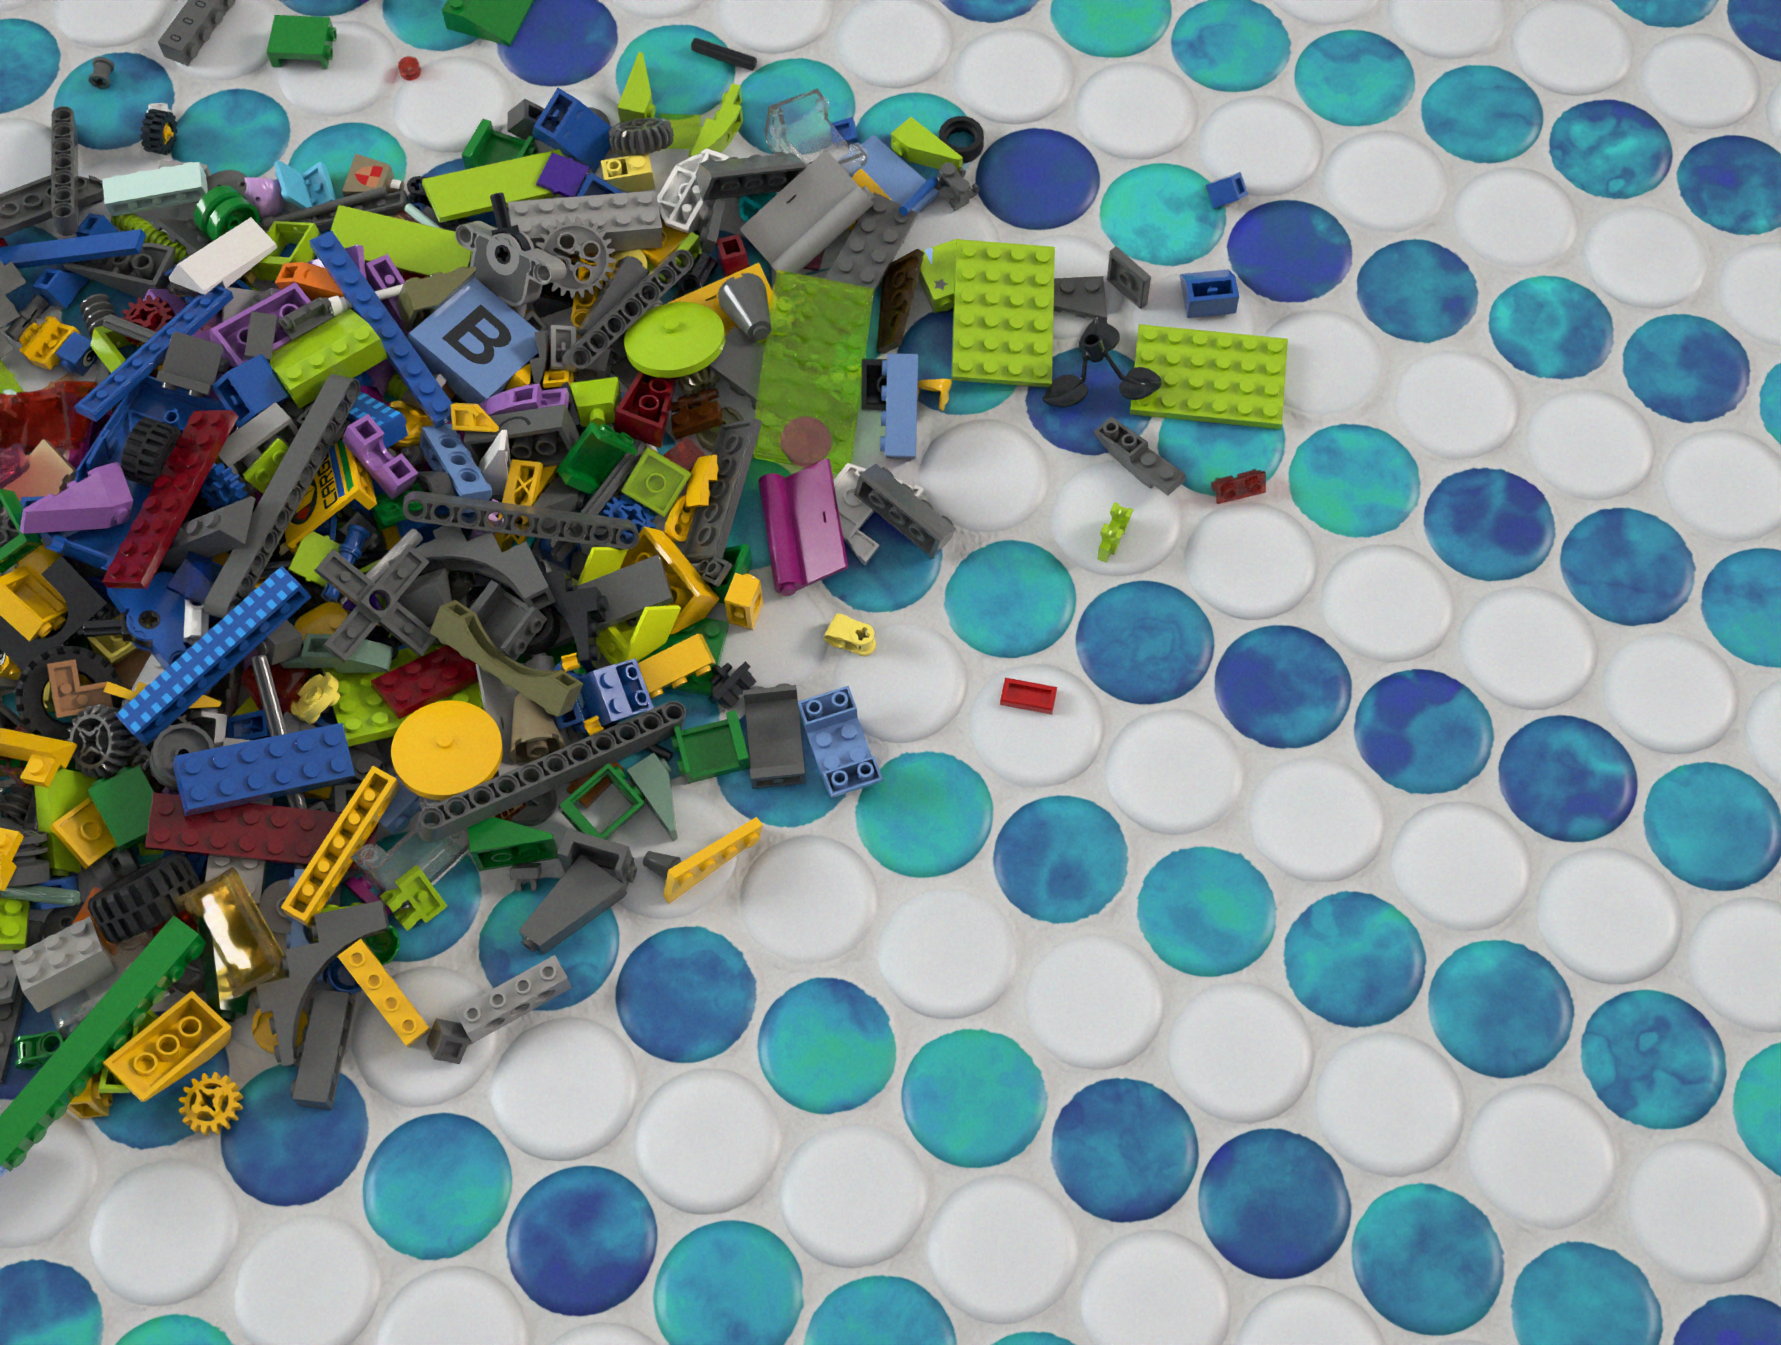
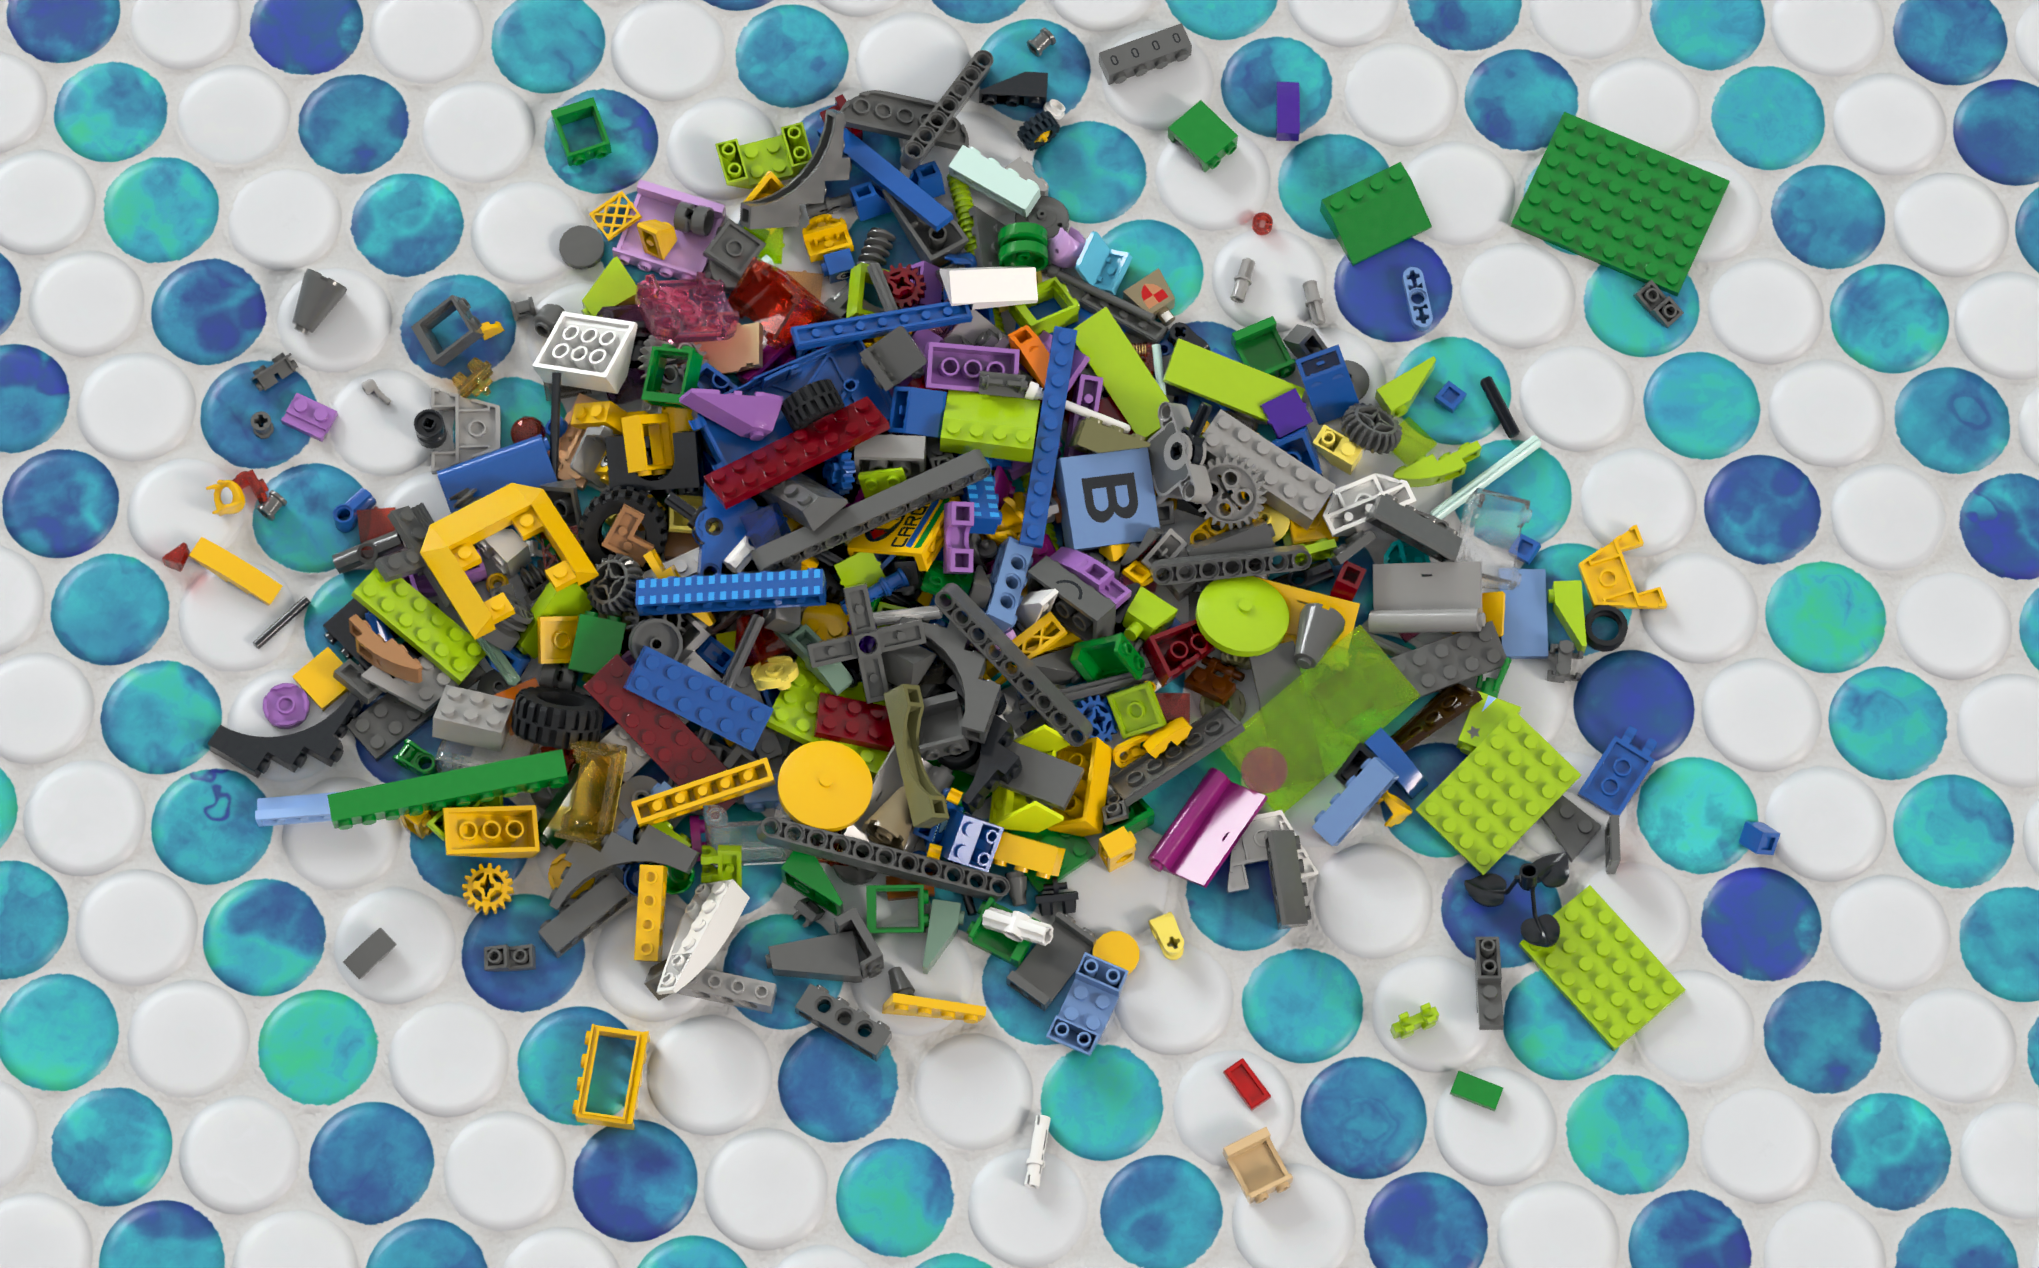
camera: 40 degrees right, 5 degrees up
(116, 116) = (1023, 90): none -> black slope
(145, 1258) = (369, 953): none -> dark grey slope
(260, 335) = (958, 375): dark grey slope -> none
(286, 1148) = (506, 958): none -> dark grey slope
(433, 117) = (1242, 280): none -> light grey axle
(447, 968) = (702, 932): none -> white wedge
(457, 1194) = (635, 1080): none -> yellow window
(471, 418) = (1045, 560): yellow tile -> none
(504, 89) = (1314, 302): none -> light grey axle
(589, 38) = (1421, 290): none -> medium blue beam
(657, 944) = (870, 1046): none -> dark grey brick
(679, 74) = (1450, 397): none -> blue plate
(692, 704) = (1018, 887): none -> dark grey cone
(721, 728) = (1017, 926): none -> white piece
(765, 100) = (1487, 477): none -> light aqua axle
(819, 679) = (1117, 949): none -> yellow tile
(918, 195) = (1523, 649): blue bar -> none
(919, 908) = (1036, 1158): none -> white pin
(920, 239) = (1490, 685): none -> green plant
(927, 363) = (1410, 778): none -> blue slope
(930, 103) = (1610, 580): none -> yellow wing
(1077, 230) = (1618, 773): none -> blue tile
(1102, 751) = (1257, 1166): none -> tan panel
(1209, 293) = (1663, 904): blue slope -> none
(1211, 545) = (1476, 1090): none -> green tile
(1243, 486) = (1547, 1071): clear red hinge -> none

